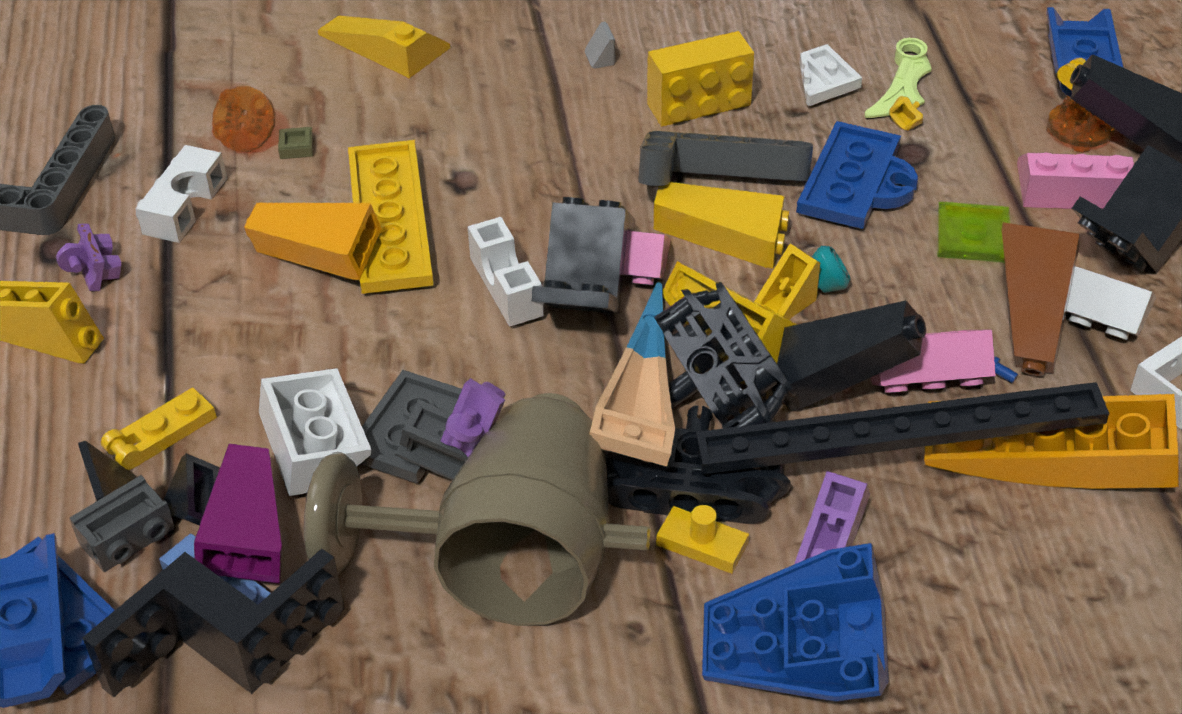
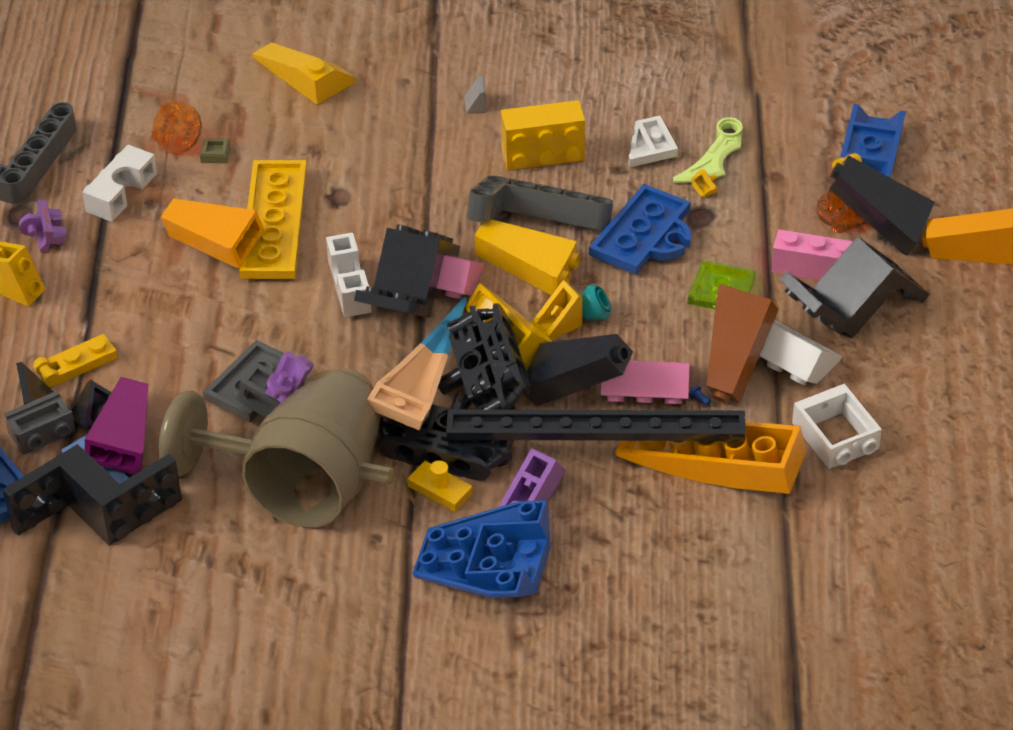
camera: 10 degrees right, 0 degrees up
(308, 420) = (179, 365): white slope -> none

